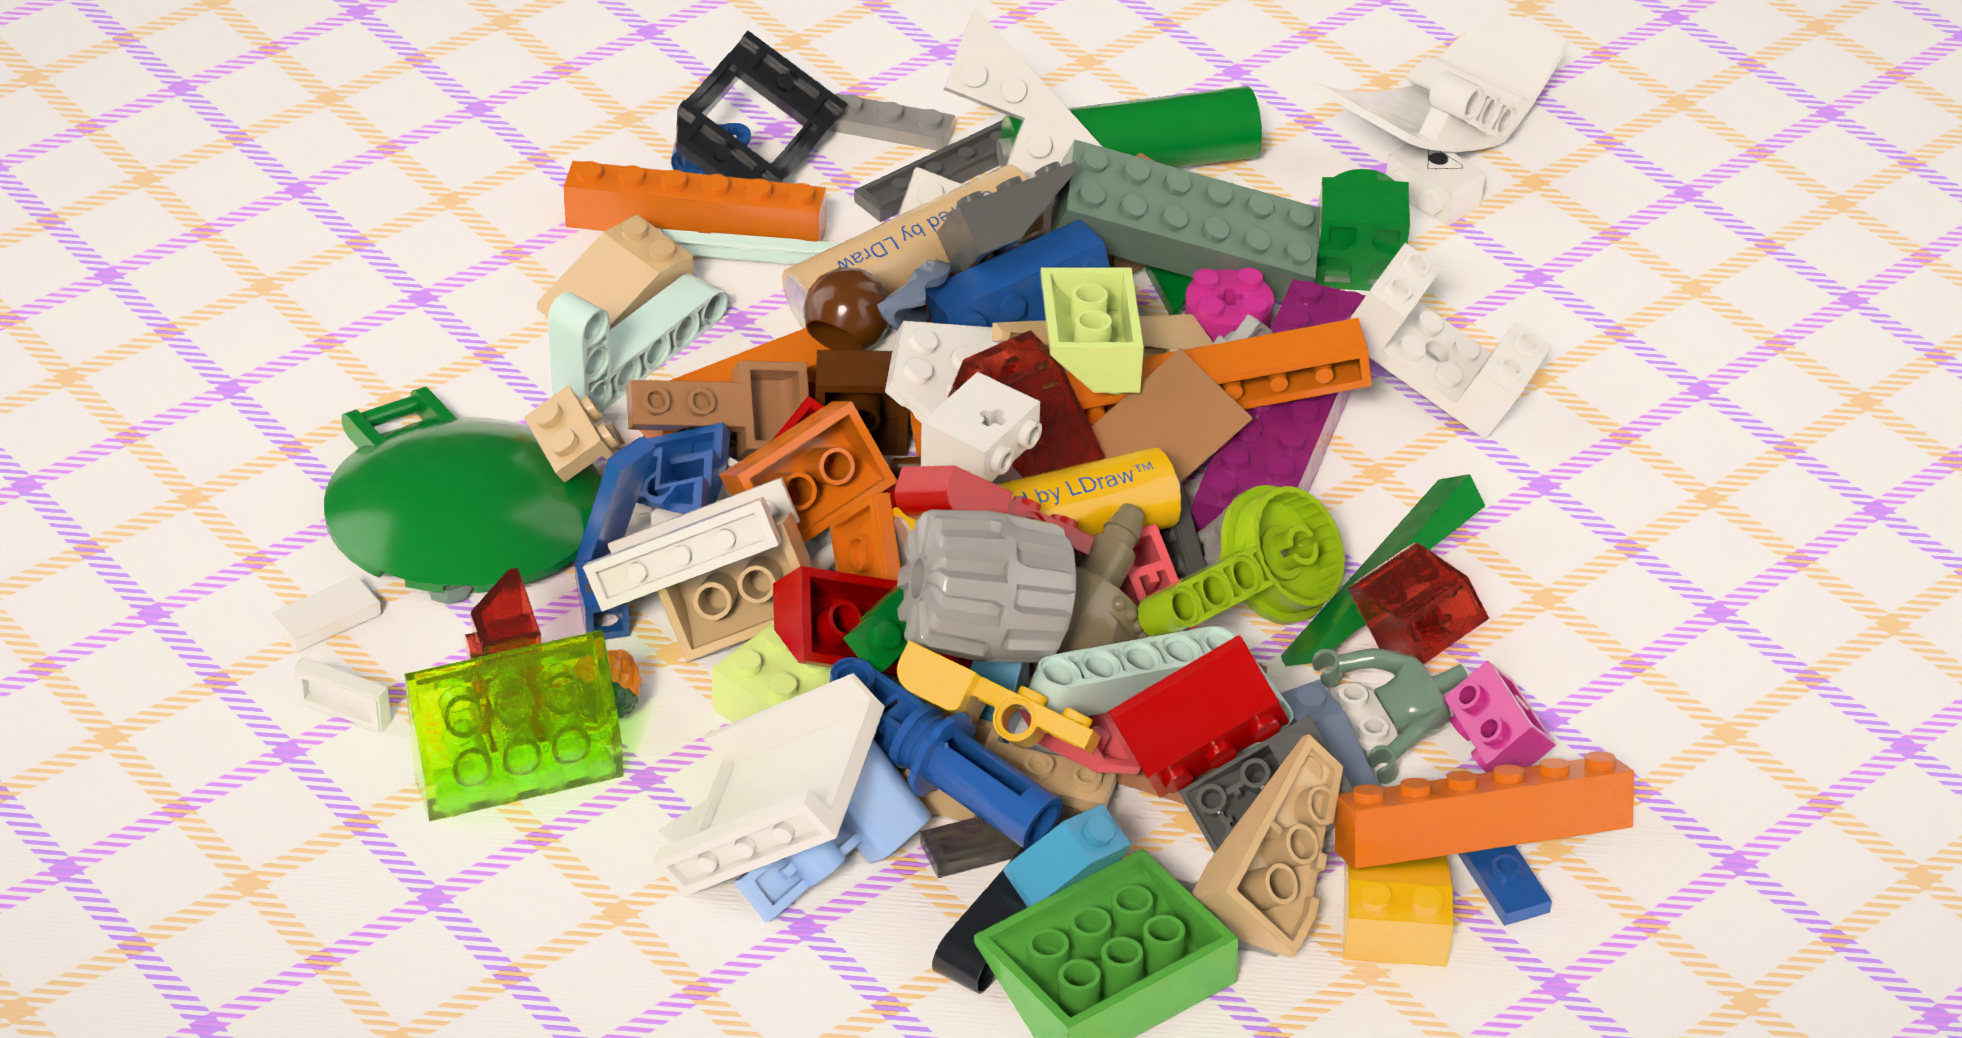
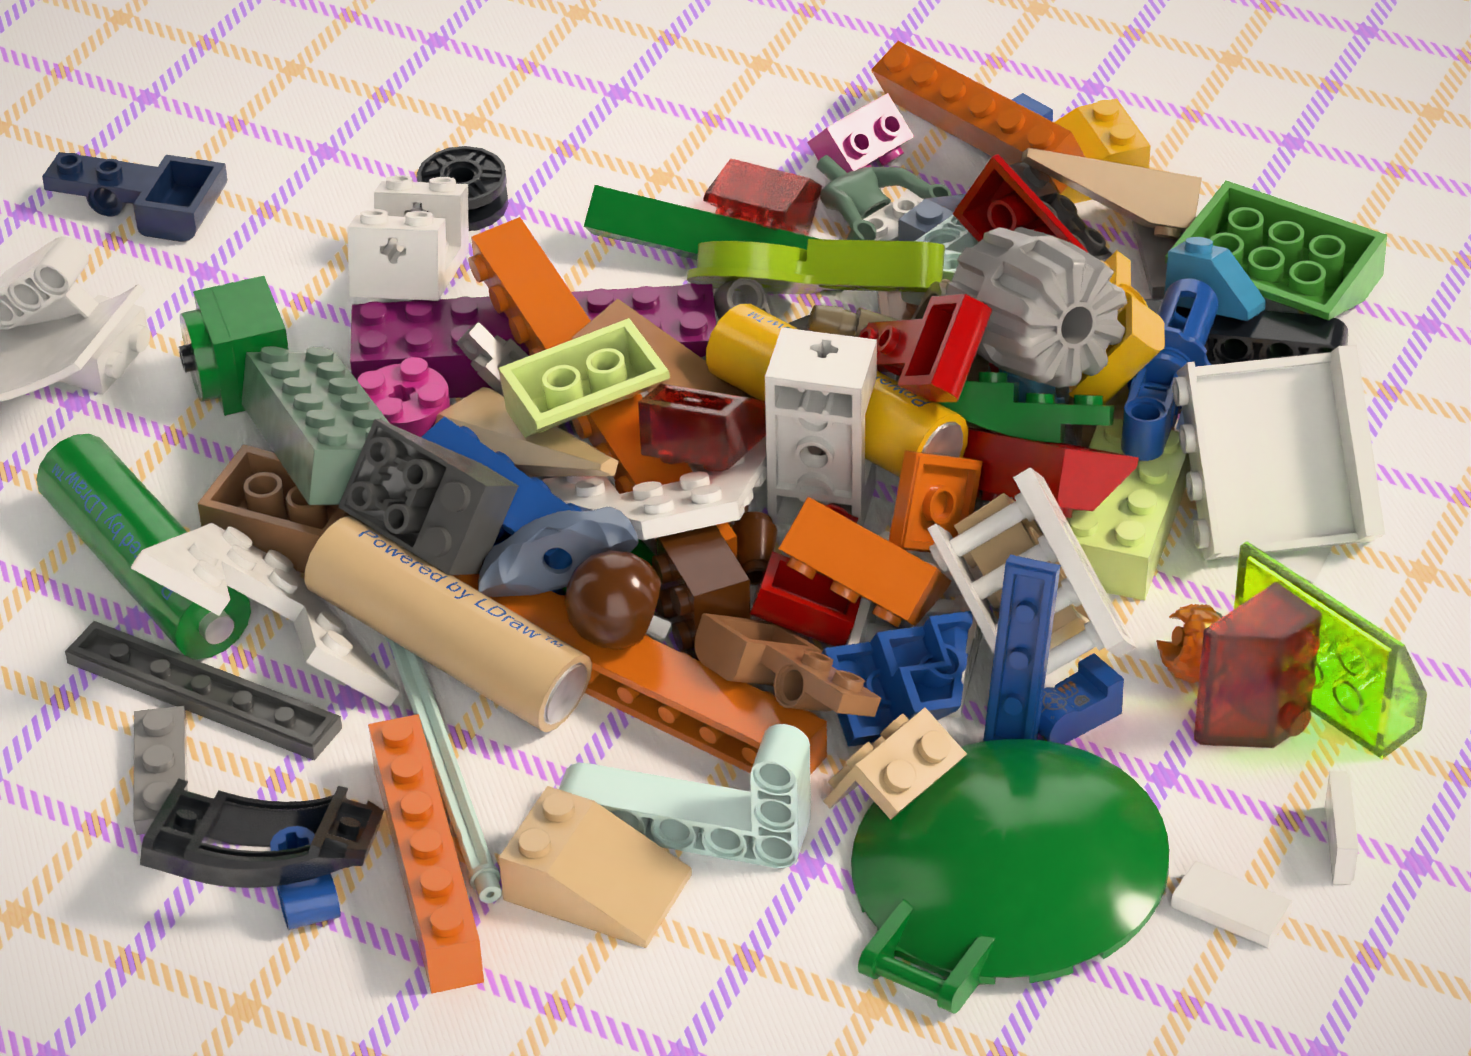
camera: 110 degrees left, 0 degrees up
(1566, 439) = (483, 174): none -> black wheel
(1660, 256) = (166, 199): none -> dark blue plate

